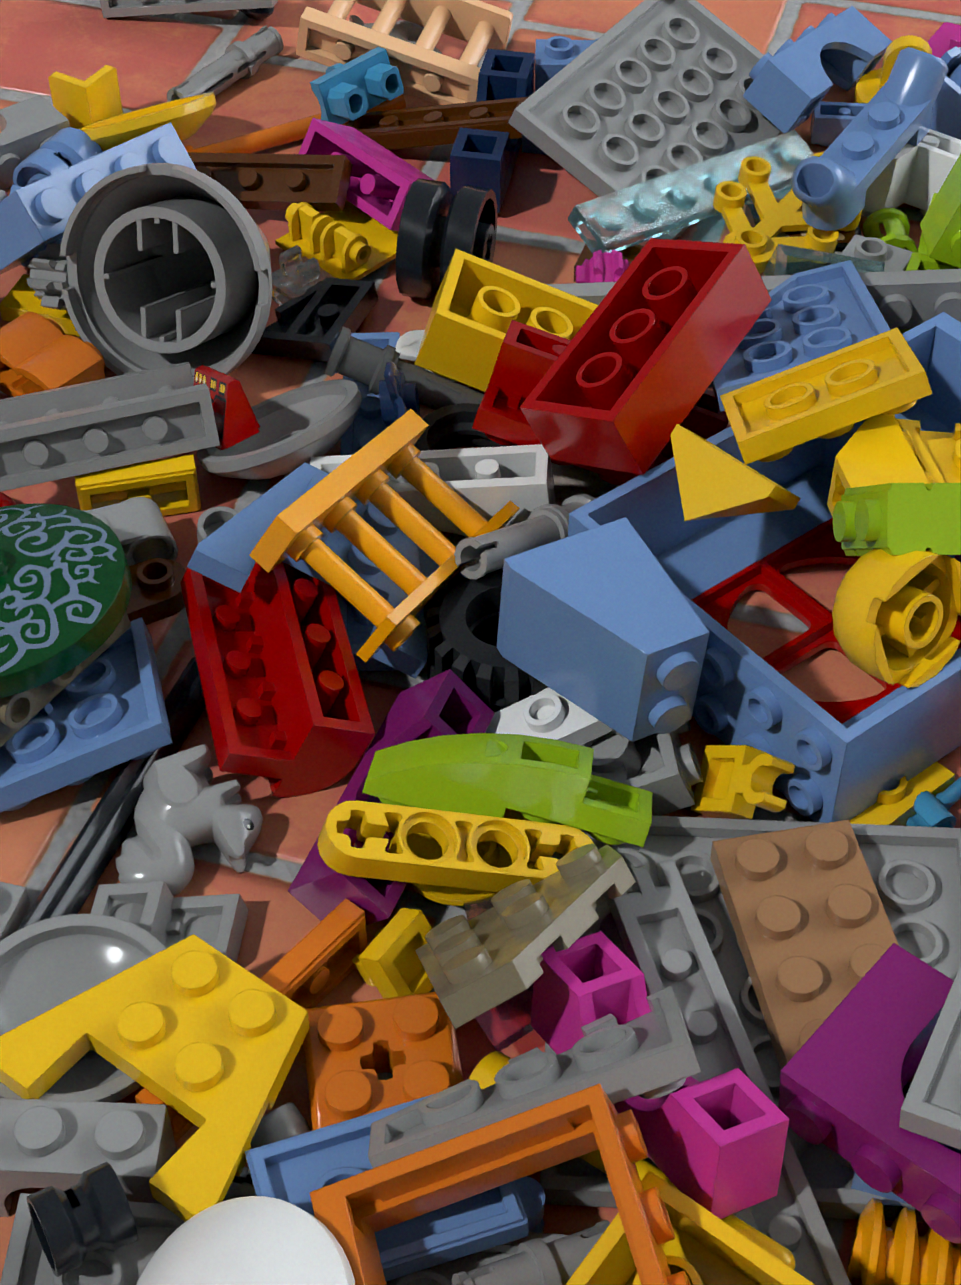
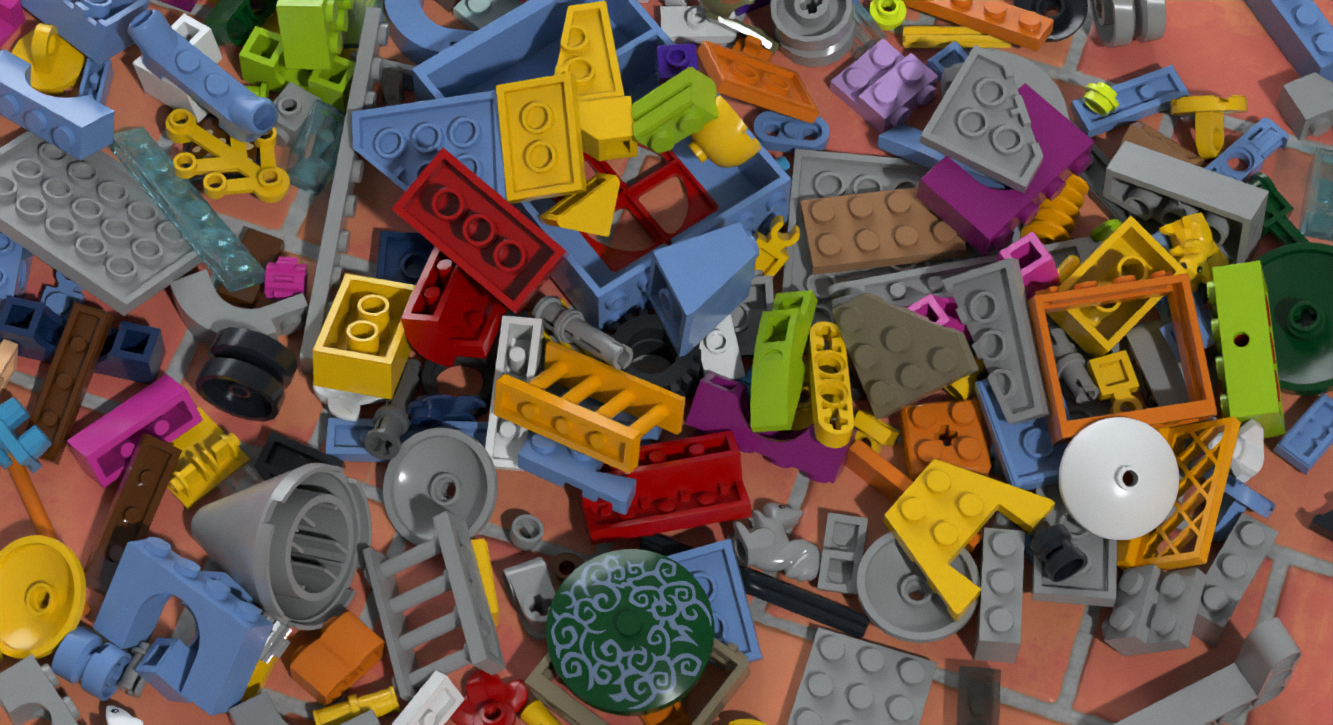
camera: 90 degrees left, 15 degrees up
(230, 405) = (413, 527): red slope -> none
(542, 235) = (207, 312): none -> light grey arch

